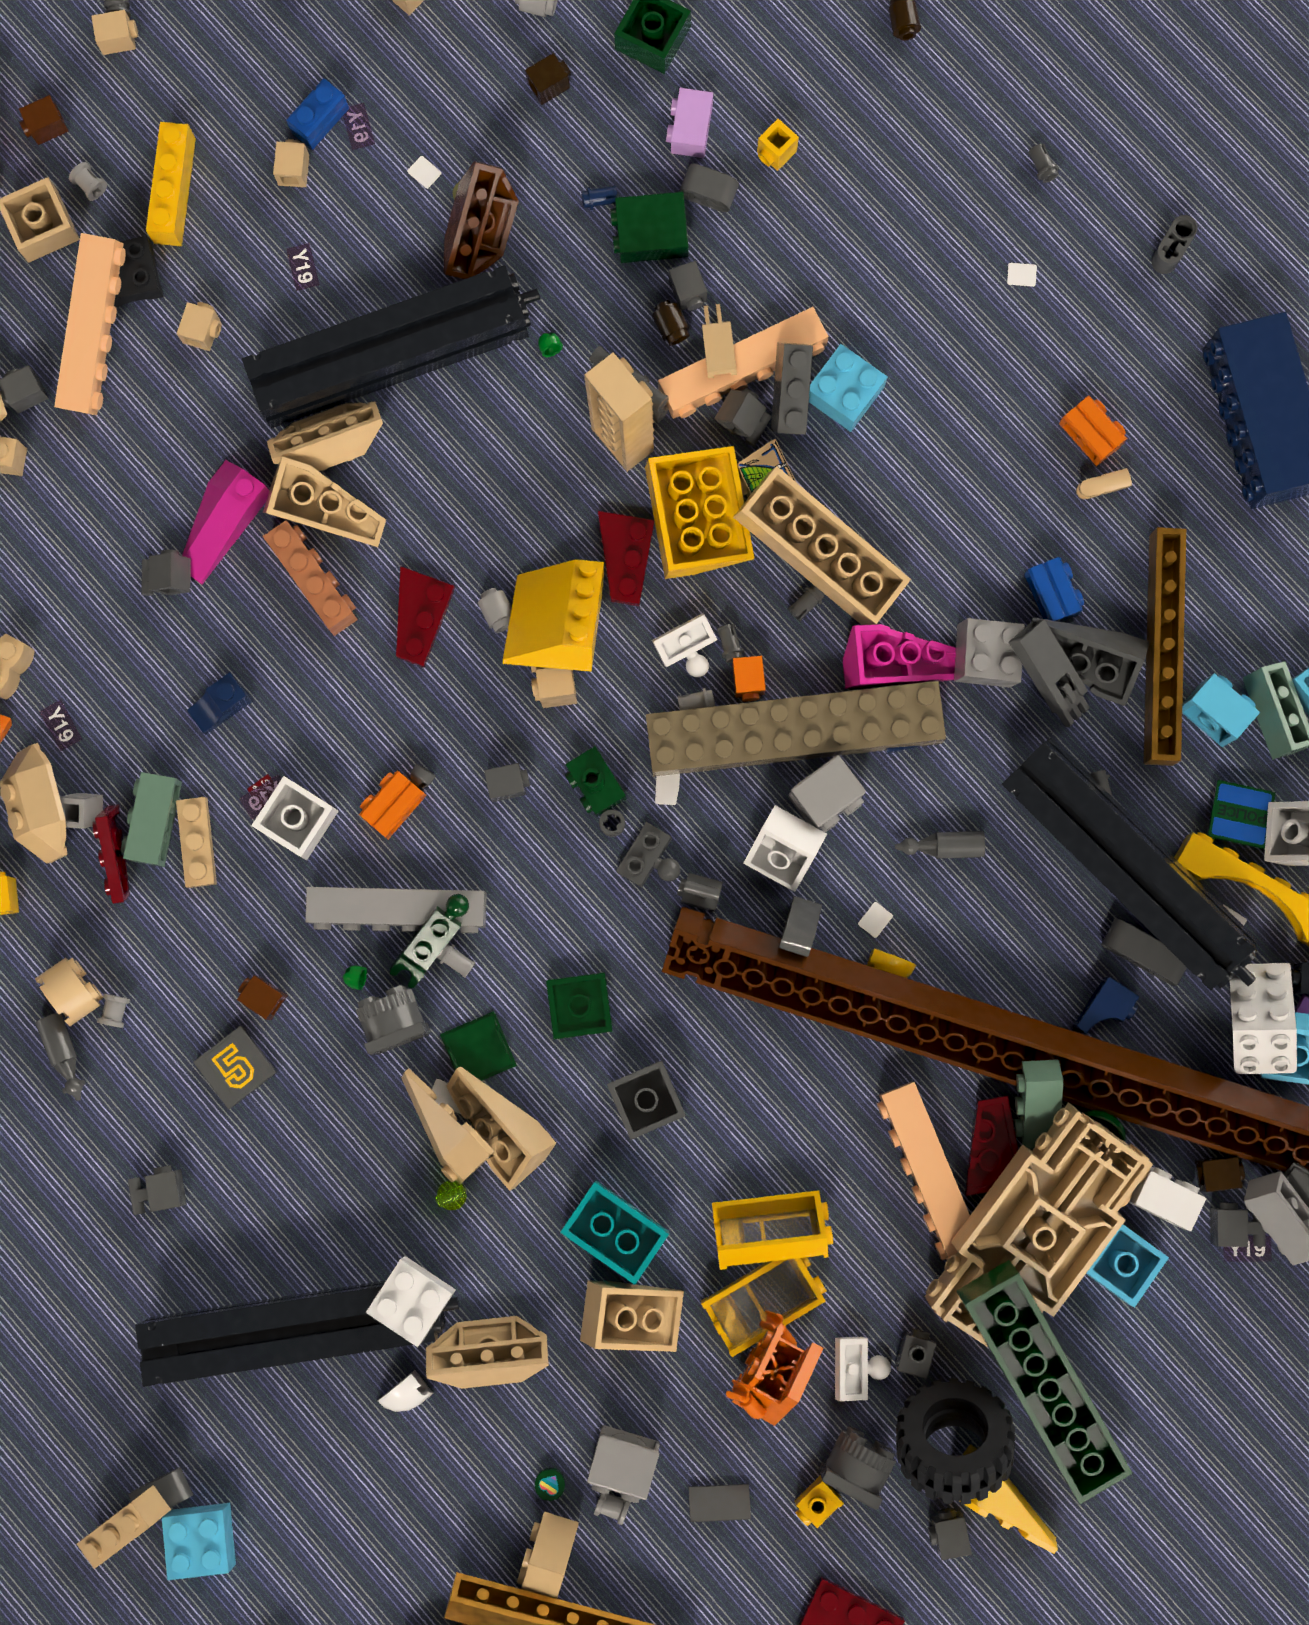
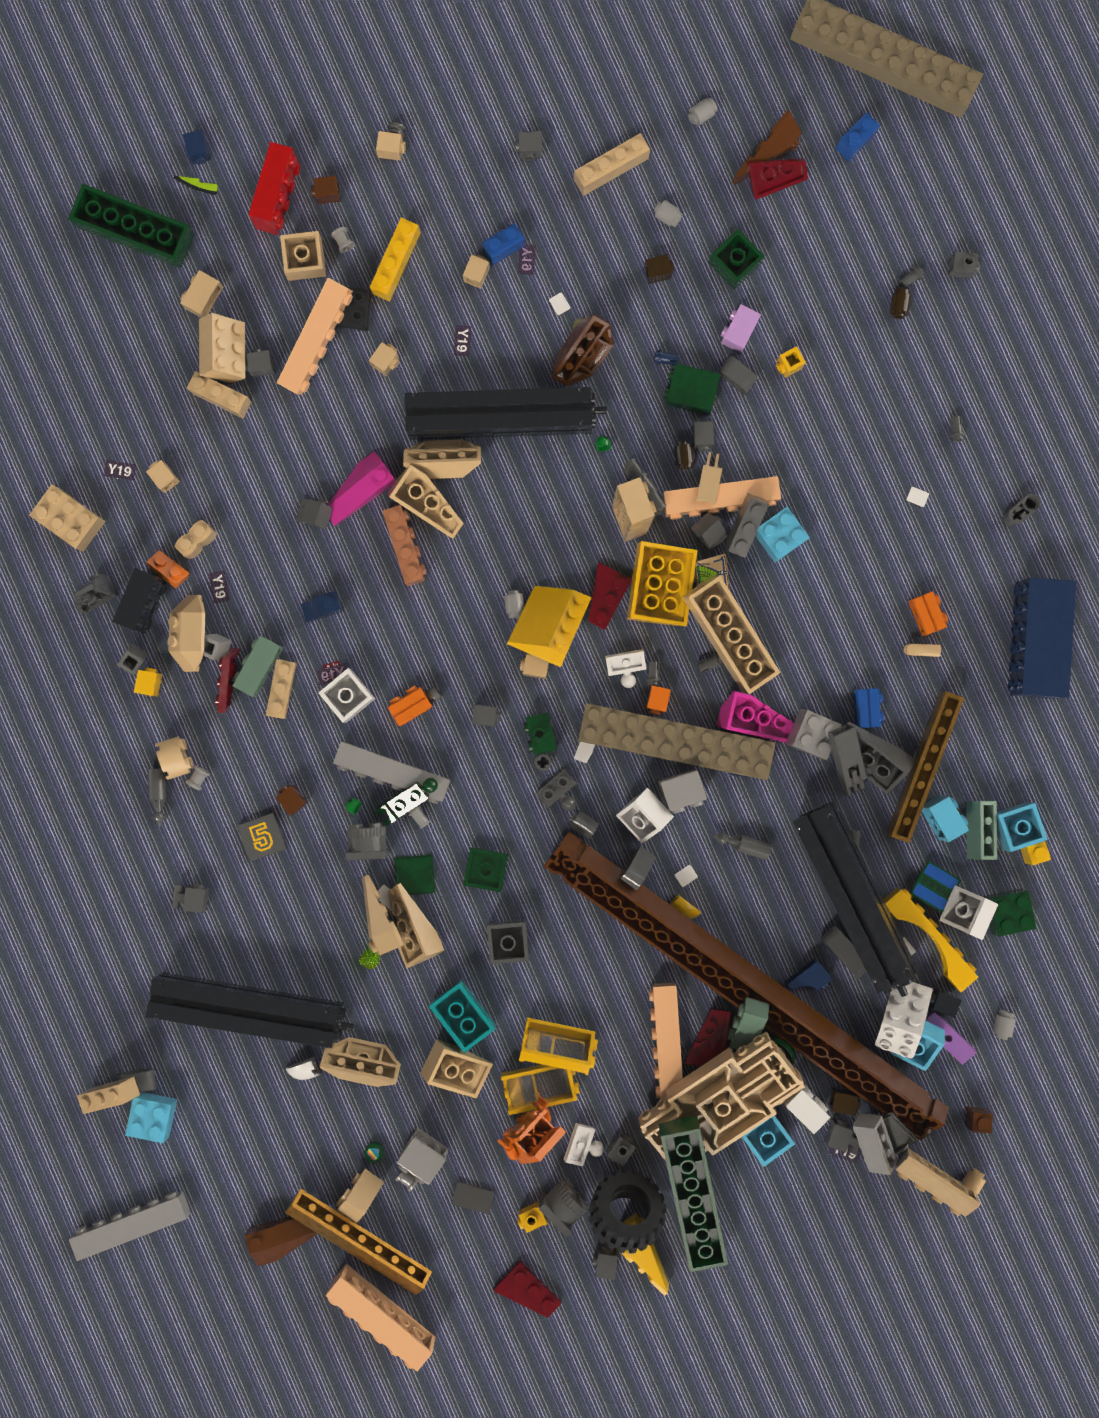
camera: 15 degrees right, 5 degrees up
(410, 1301) = (324, 1021): white brick -> none
(420, 614) = (465, 591): dark red wing -> none
(696, 700) = (620, 703): light grey pin -> none

